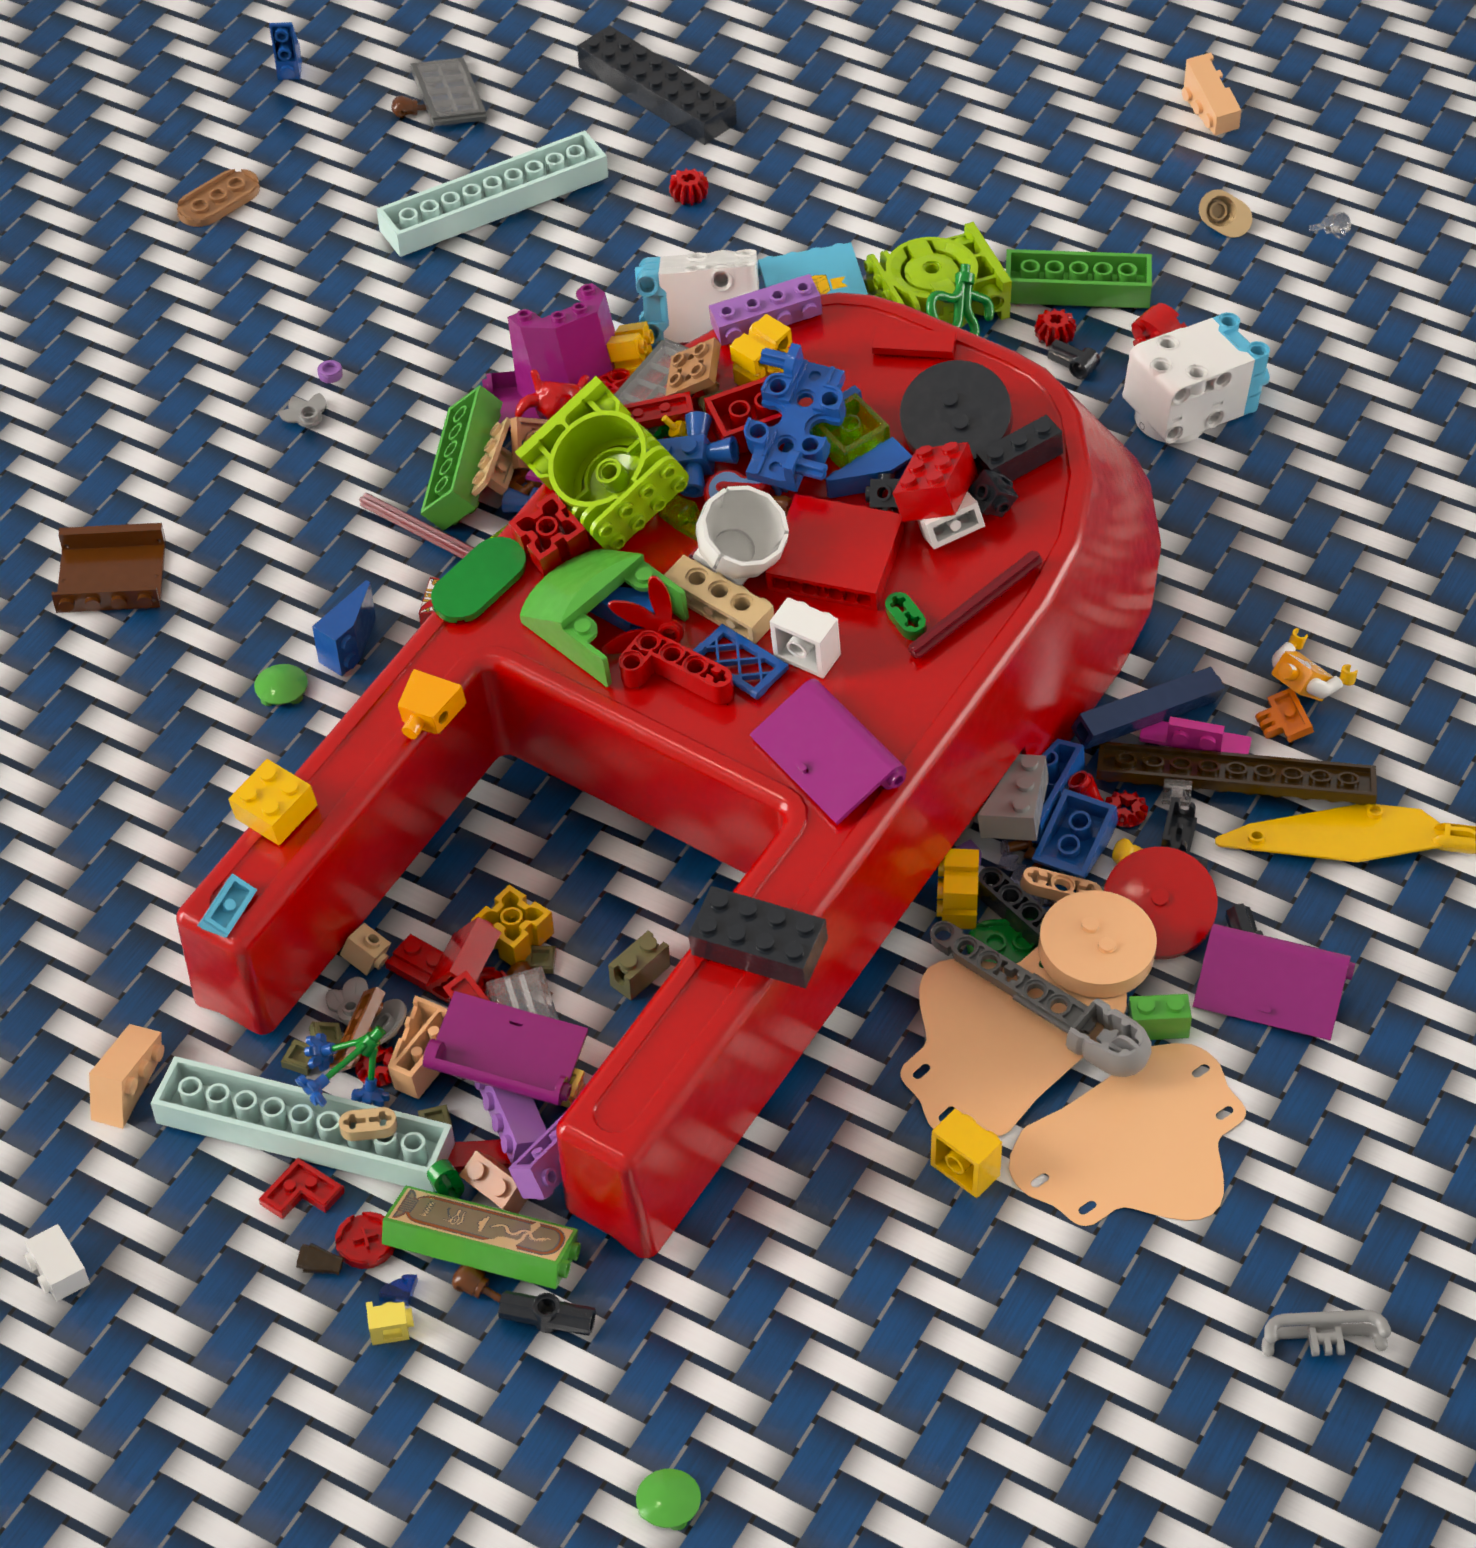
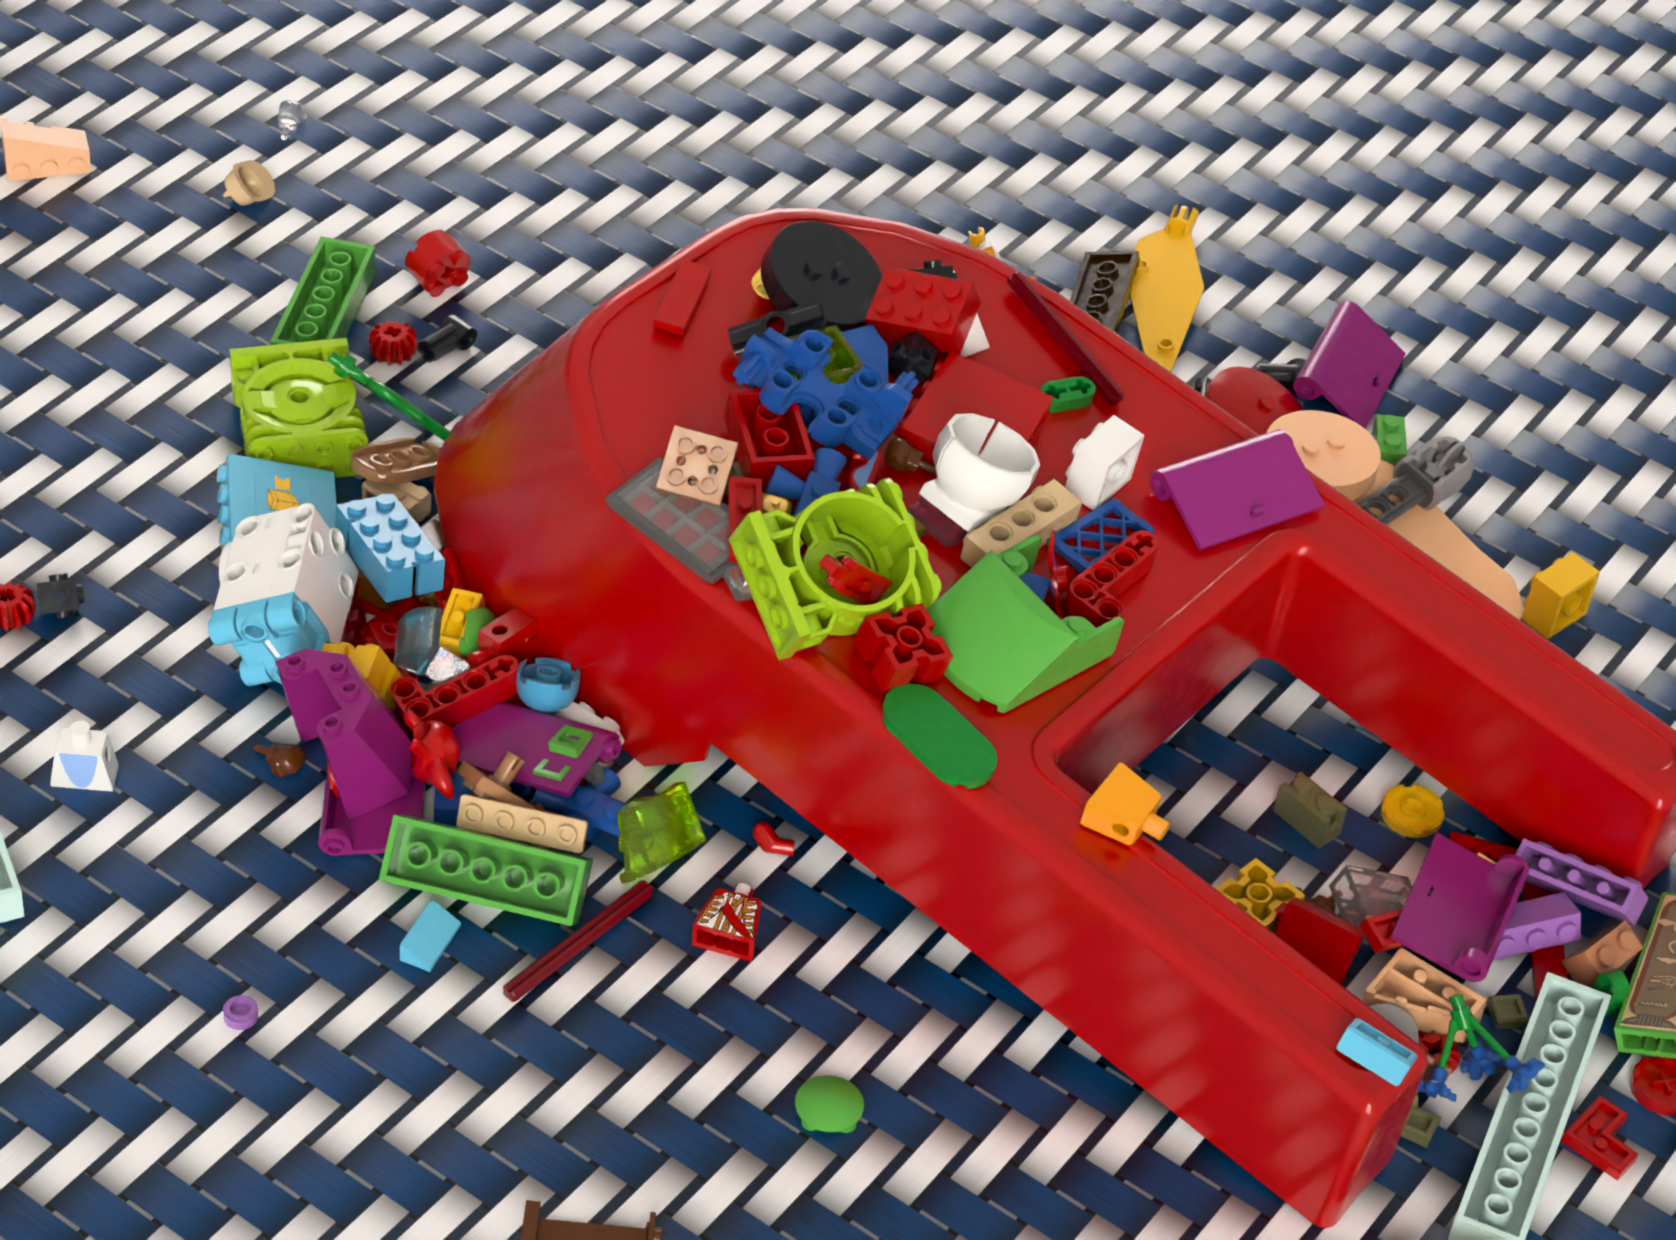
camera: 90 degrees left, 5 degrees down
(273, 802) = (1248, 974): yellow brick -> none
(304, 412) = (314, 1043): light grey plate -> none
(345, 630) = (770, 1011): blue slope -> none
(368, 1124) = (1563, 1038): tan beam -> none
(410, 449) = (429, 937): none -> medium azure slope
(538, 237) = (84, 759): none -> white torso
(577, 468) = (855, 579): none -> red hinge
(700, 205) = (48, 601): none -> black brick
(747, 349) = (686, 400): yellow brick -> none
(758, 937) = (1469, 587): black brick -> none
(791, 307) = (599, 399): medium lavender brick -> none
(879, 394) = (796, 320): none -> black piece
(1022, 449) = (874, 233): black brick -> none
(1135, 1142) = (1526, 500): light nougat piece -> none
(1195, 379) = (546, 242): white piece -> none

